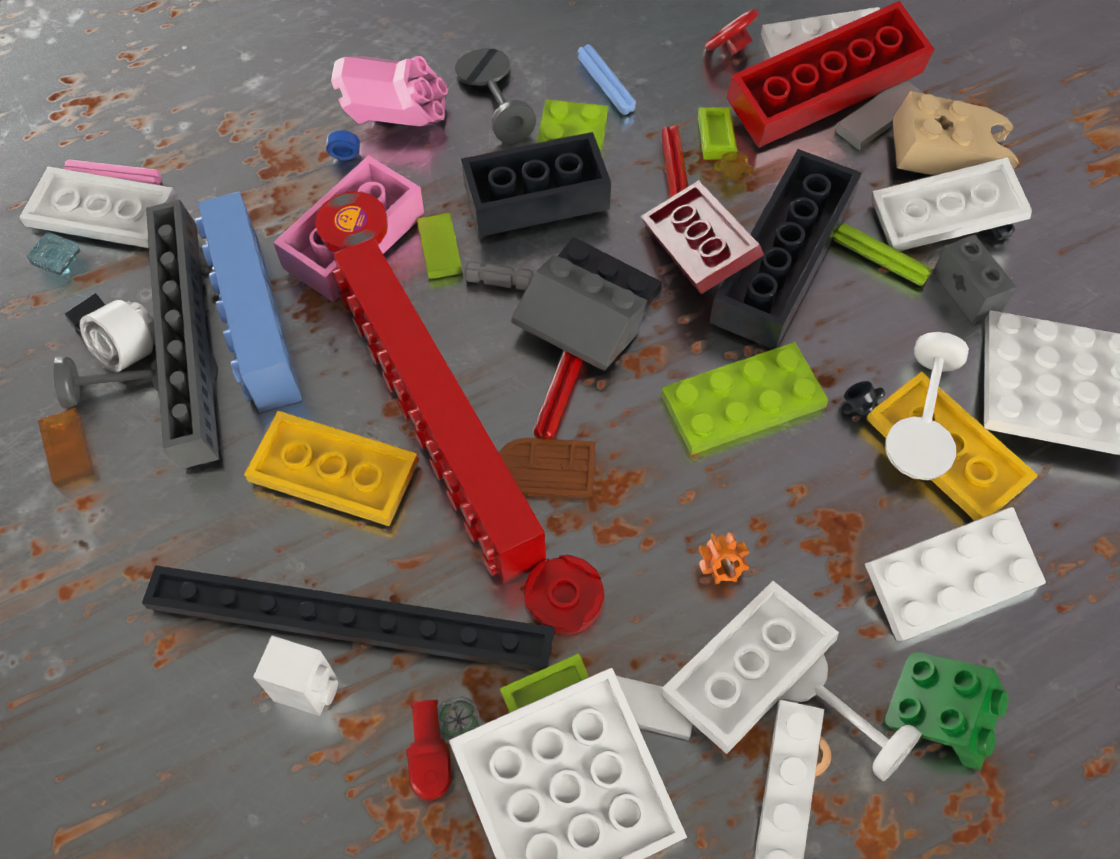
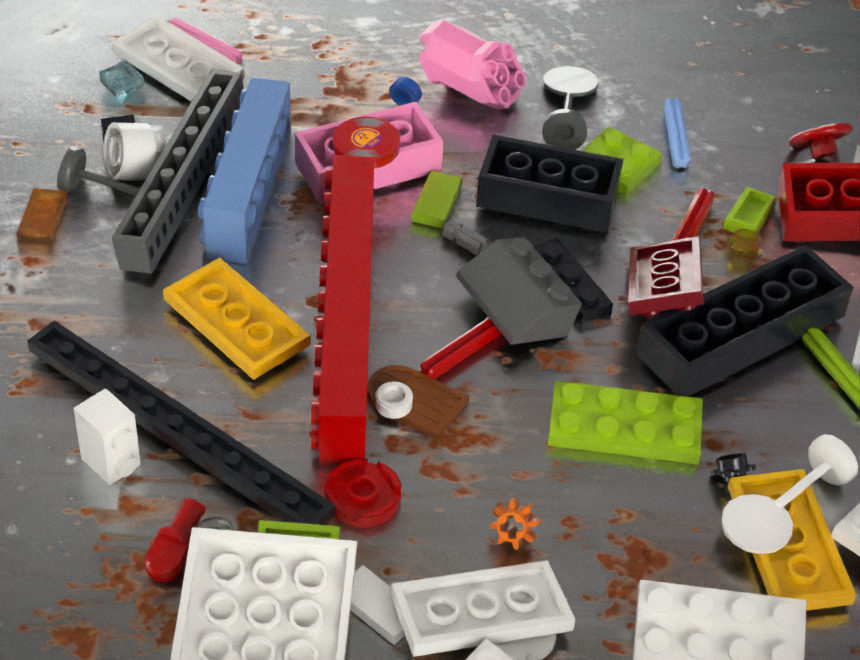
camera: 25 degrees right, 15 degrees down
(534, 481) = (393, 400): none -> white tile

